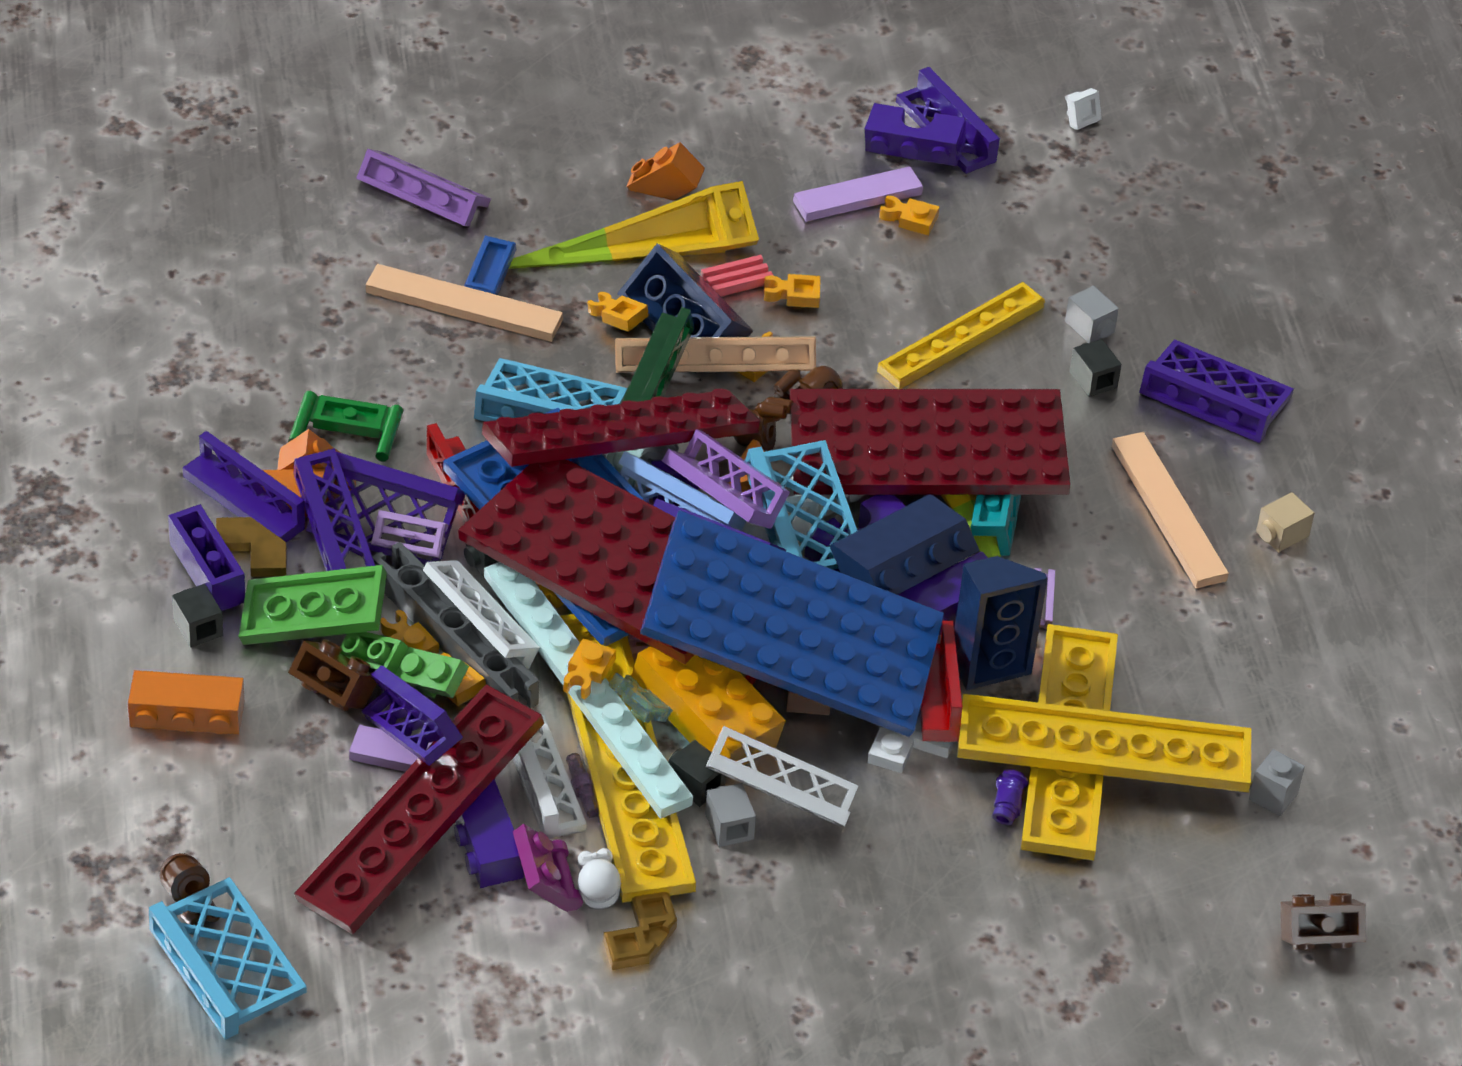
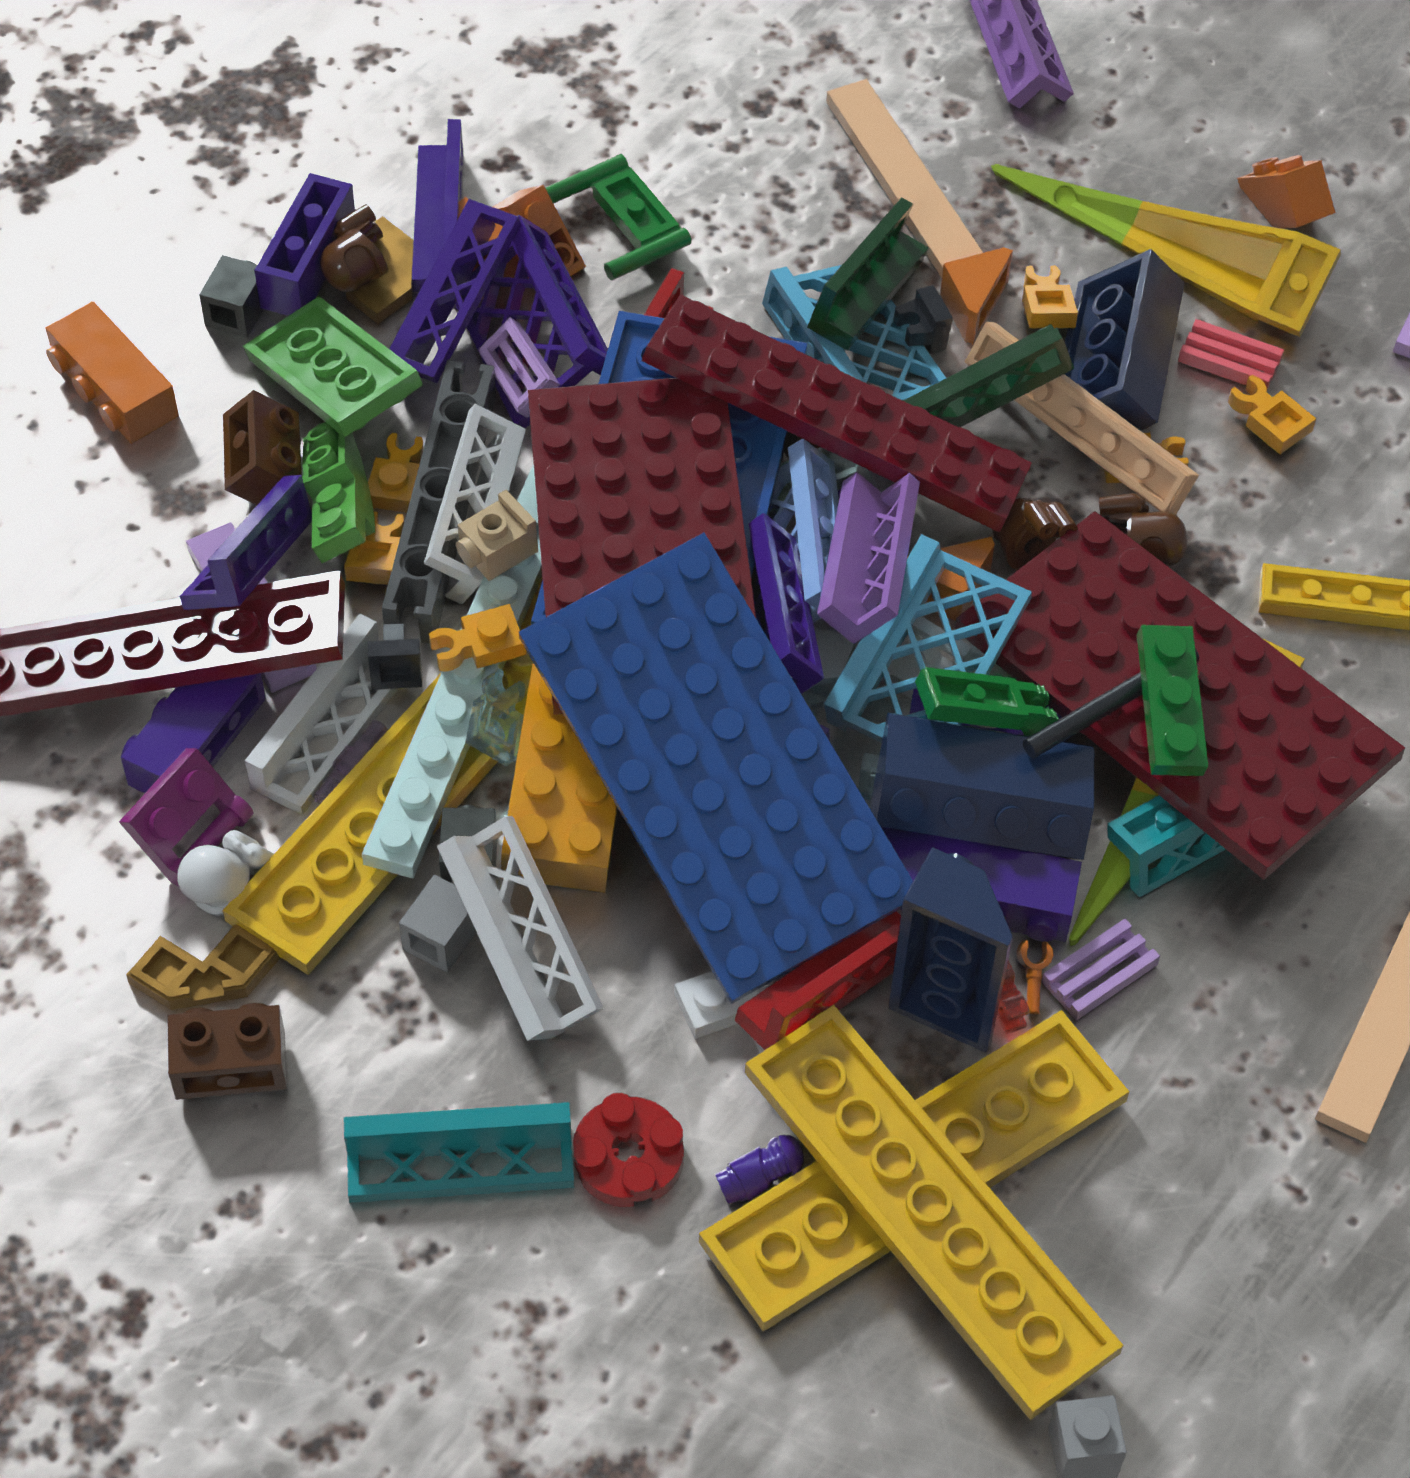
camera: 50 degrees right, 10 degrees up
(244, 540) = (353, 255): none -> reddish brown piece
(491, 265) = (975, 161): blue tile -> none
(527, 360) = (867, 279): none -> dark green fence
(534, 611) = (497, 537): none -> tan brick
(553, 713) = (395, 660): none -> black tile
(576, 361) = (928, 320): none -> black tile
(579, 333) = (973, 288): none -> orange slope
(715, 946) = (226, 1051): none -> reddish brown brick
(864, 506) = (984, 700): none -> green hinge
(865, 889) = (458, 1133): none -> teal fence
(918, 463) = (1084, 716): none -> black bar
(943, 822) = (637, 1179): none -> red plate
(948, 440) = (1172, 700): none -> green plate

